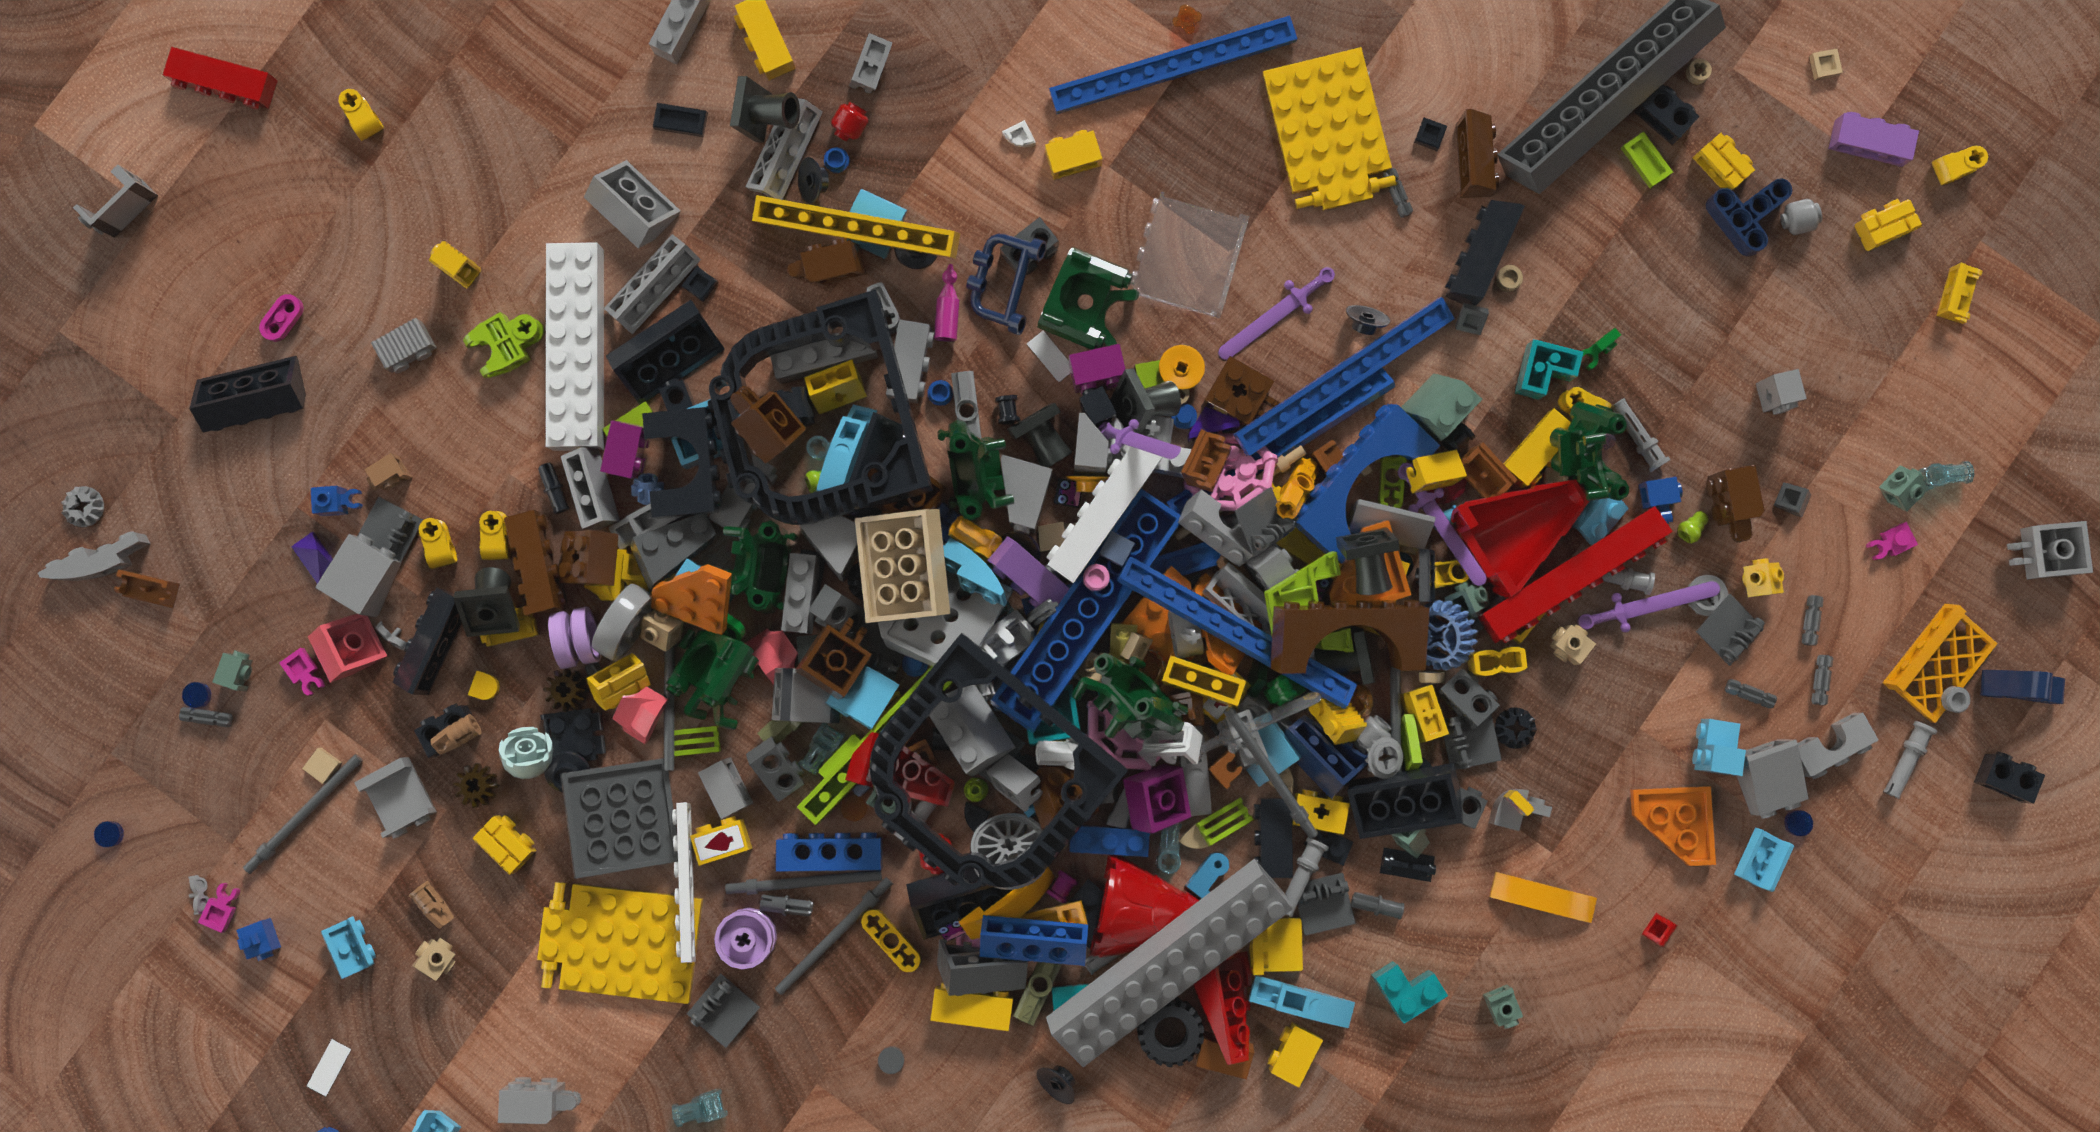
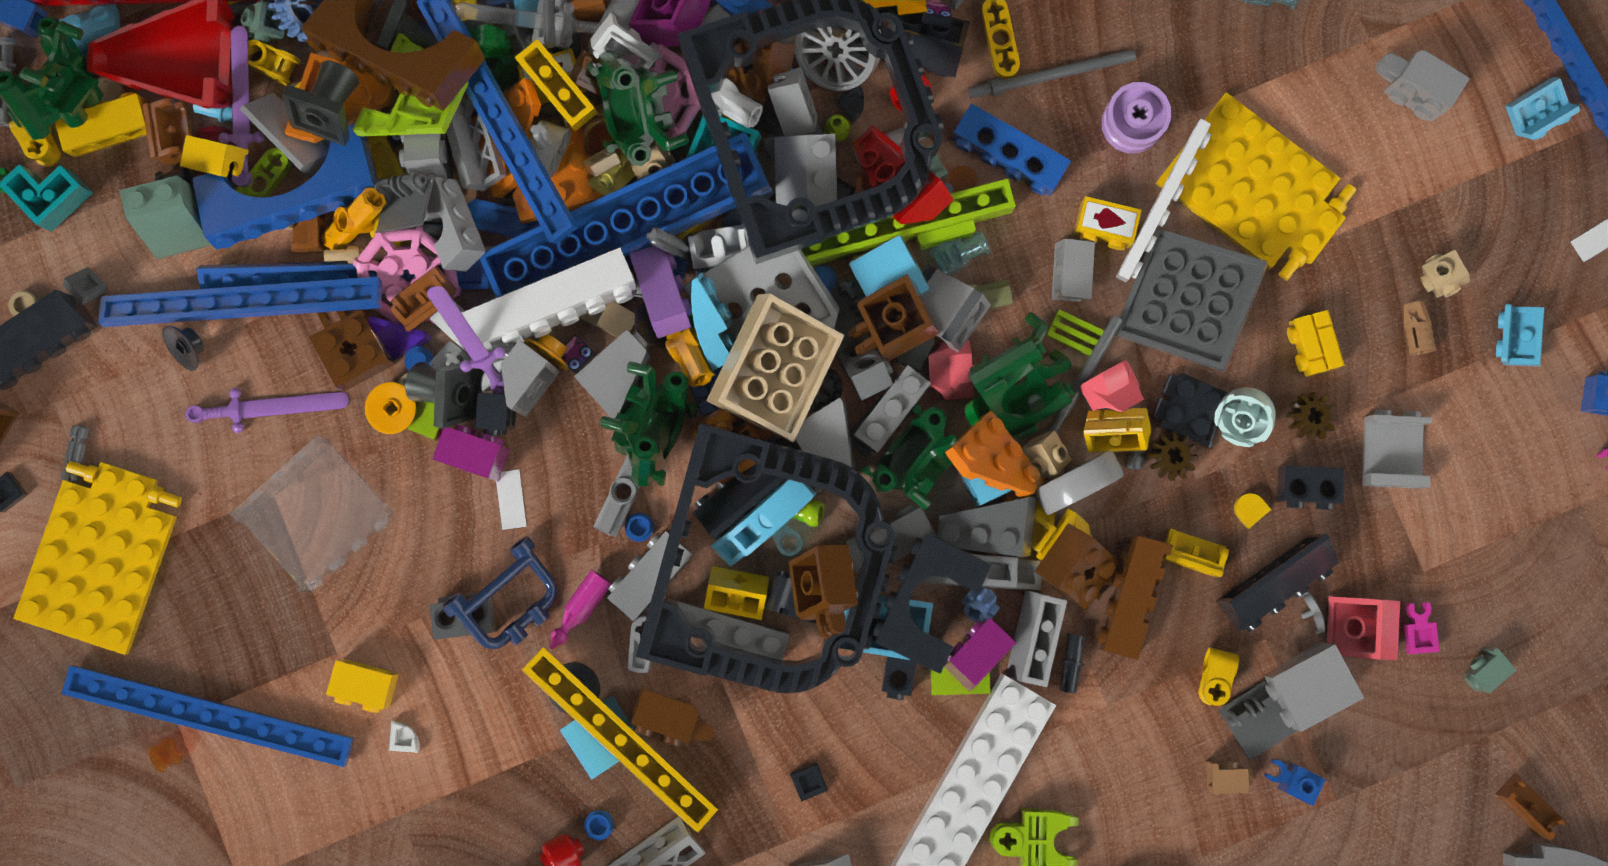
camera: 145 degrees left, 0 degrees up
(196, 695) = (1537, 670): clear blue tile -> none
(205, 717) = (1540, 643): dark grey axle -> none
(267, 849) = (1548, 476): dark grey bar -> none
(313, 555) = (1346, 736): dark purple slope -> none
(322, 765) = (1451, 527): tan tile -> none
(456, 734) = (1304, 471): medium nougat hinge -> none
(488, 606) = (1201, 577): pearl dark grey plant -> none
(494, 539) = (1160, 645): yellow piece -> none
(563, 762) = (1212, 384): black piece -> none
(573, 637) = (1136, 499): lavender wheel -> none
(654, 285) = (854, 806): light grey fence -> none
(665, 352) = (883, 732): black slope -> none
(723, 1010) = (1196, 67): dark grey hinge -> none
(752, 886) = (1101, 164): dark grey bar -> none
(772, 770) = (1015, 257): dark grey brick -> none
(786, 905) = (1080, 127): dark grey axle -> none
(812, 180) = (635, 817): black piece -> none
(1007, 409) = (584, 470): black bush -> none
(1042, 436) = (565, 428): pearl dark grey plant -> none
(1089, 276) = (419, 547): dark green piece -> none
(1096, 577) = (595, 243): bright pink tile -> none
(1116, 549) = (559, 258): sand blue tile -> none
(1426, 575) = (286, 65): black plate -> none

